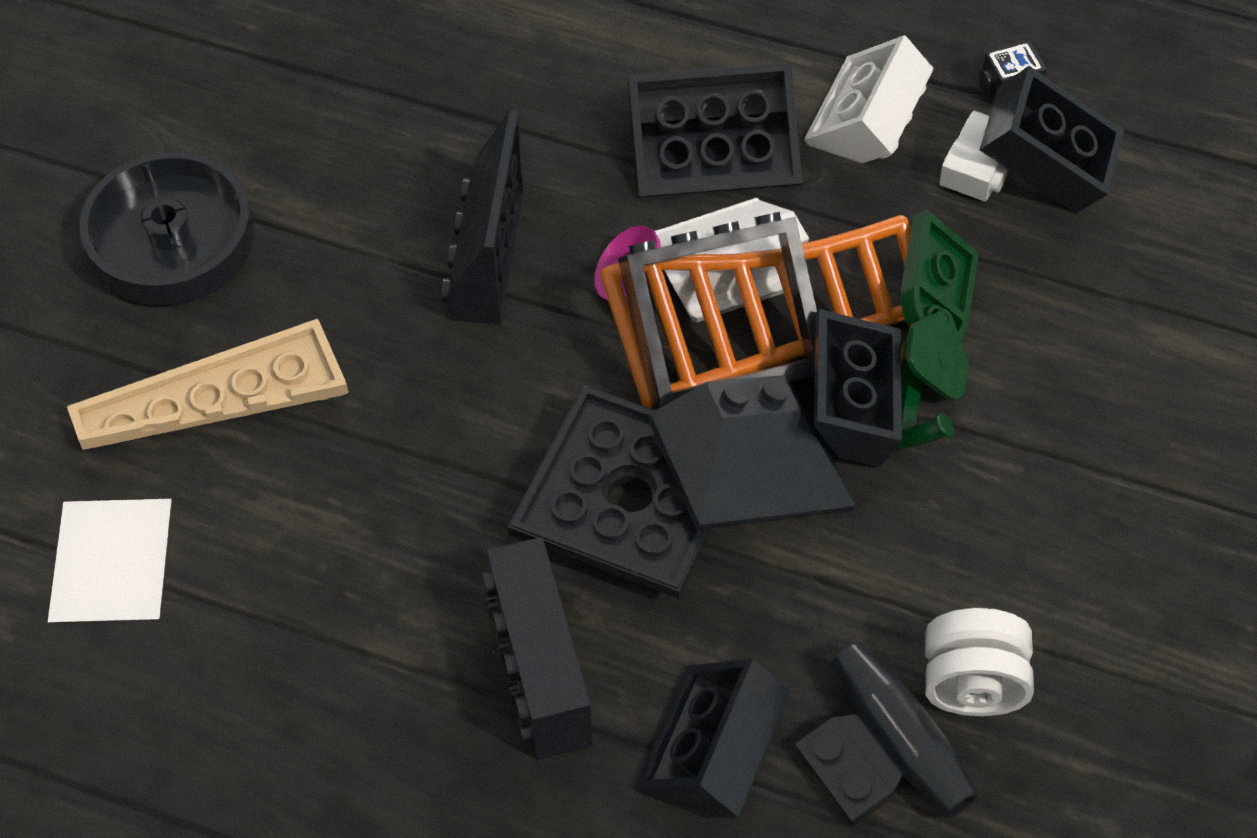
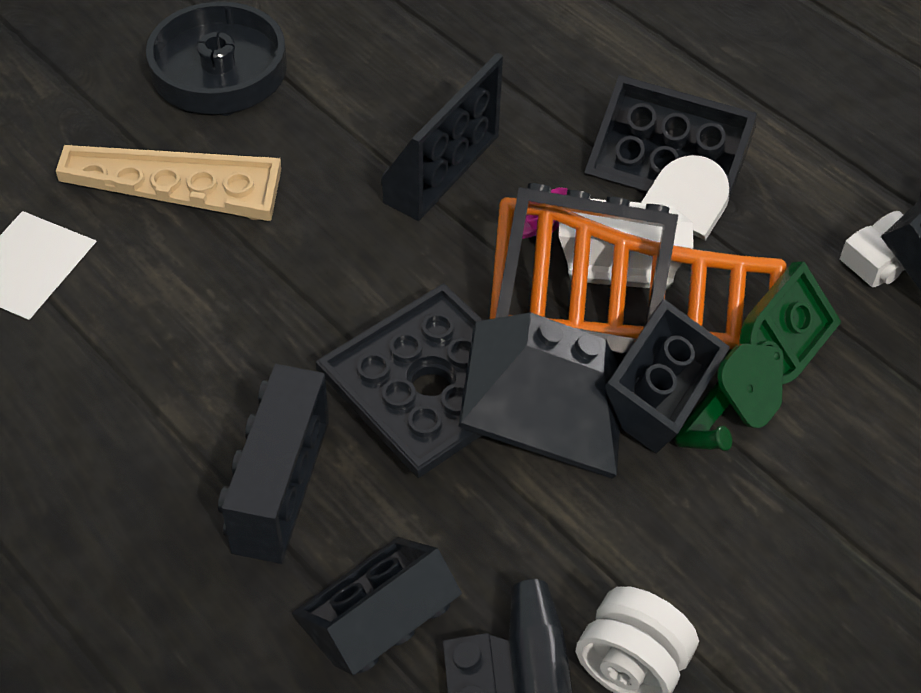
camera: 25 degrees right, 5 degrees down
(765, 169) = (695, 189): none -> white tile
(871, 102) = (816, 175): white slope -> none

